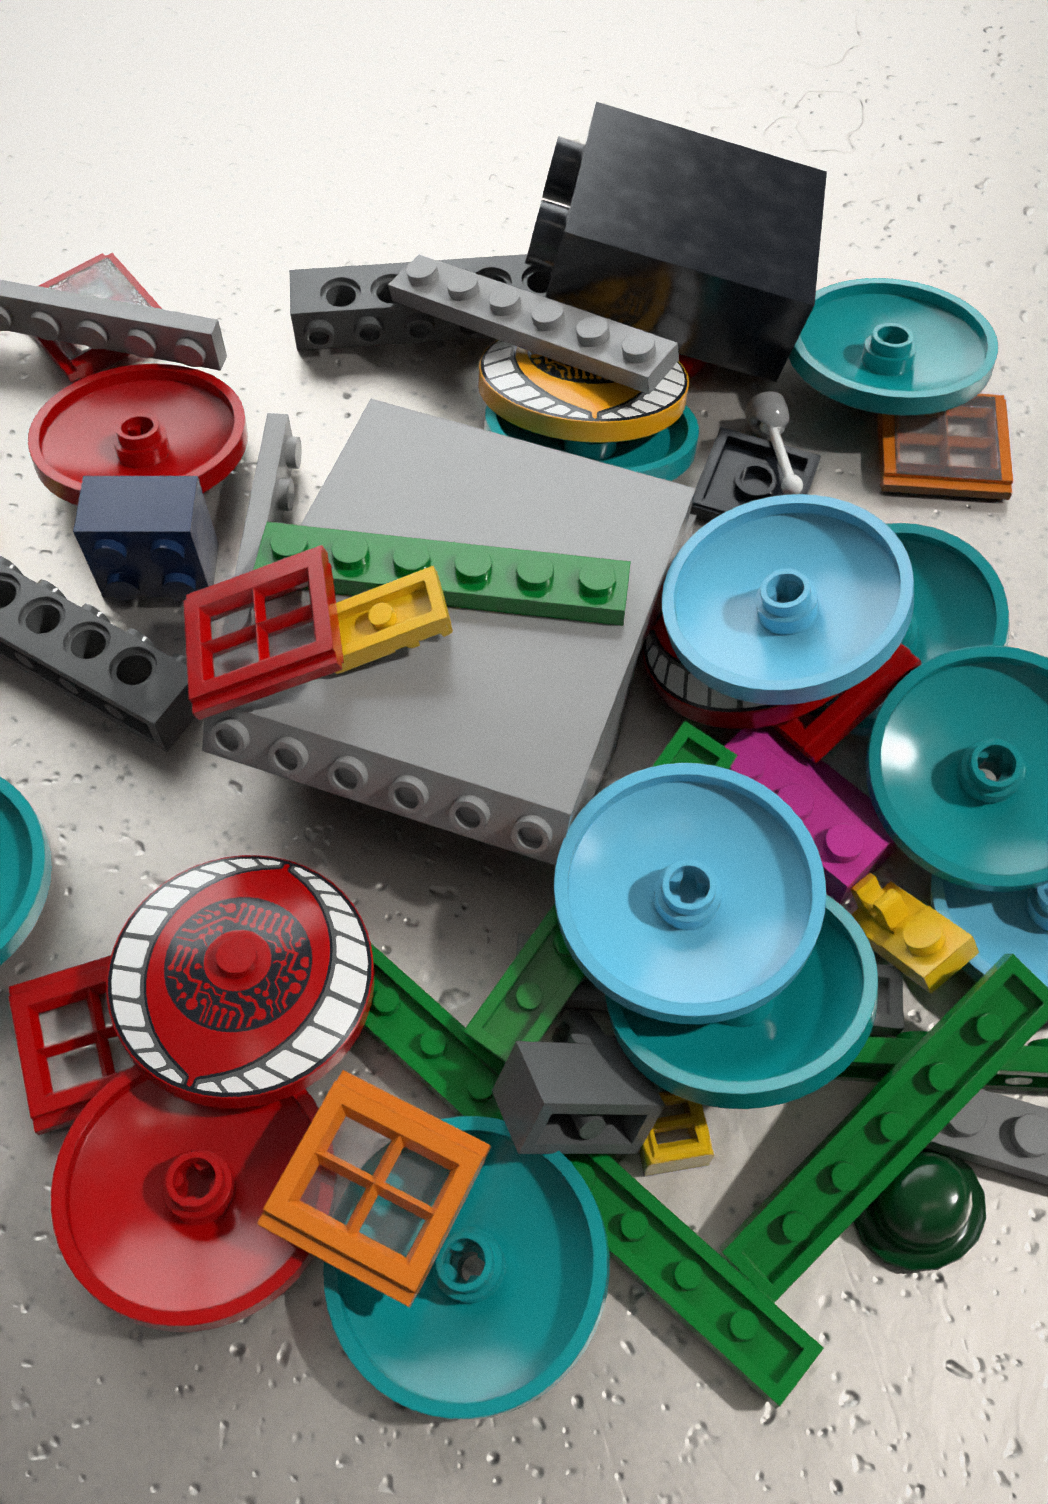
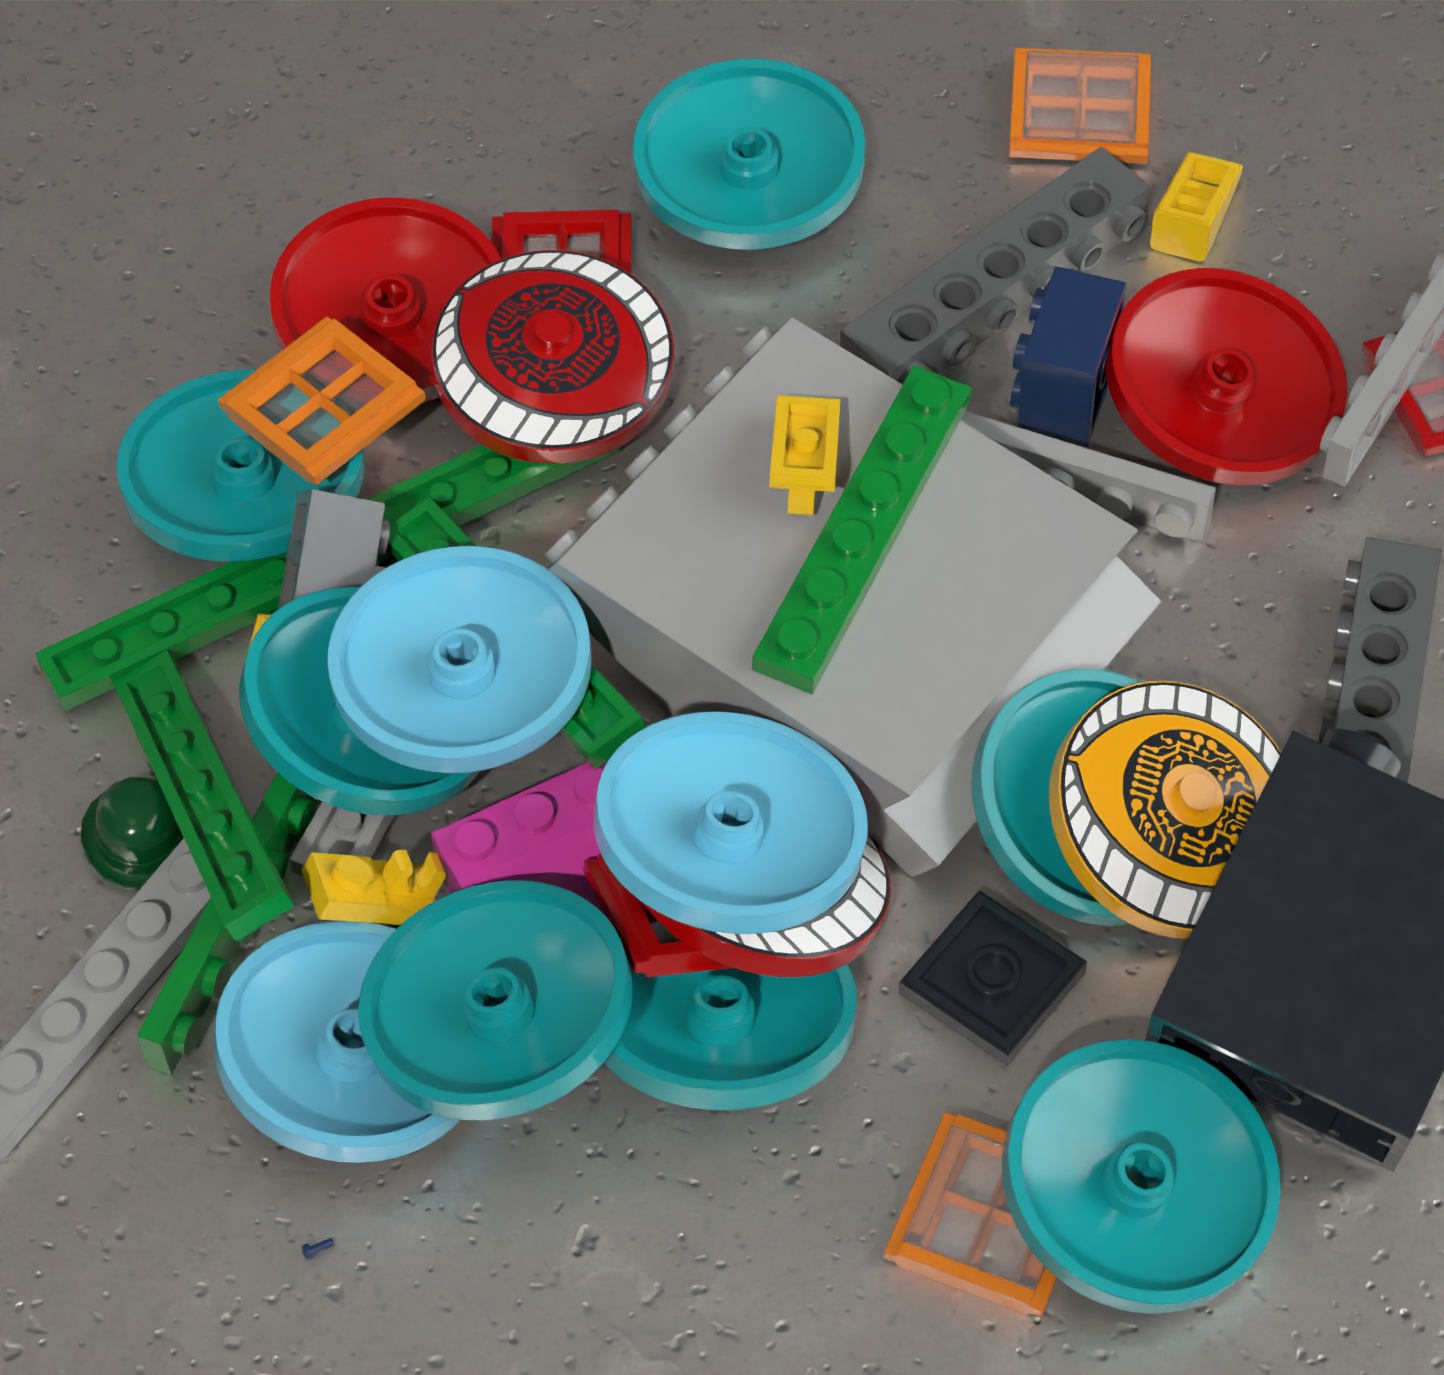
camera: 110 degrees right, 5 degrees down
(262, 633) = (831, 354): red piece -> none
(536, 323) = (1239, 737): light grey plate -> none
(767, 418) = (1077, 1014): hinge -> none

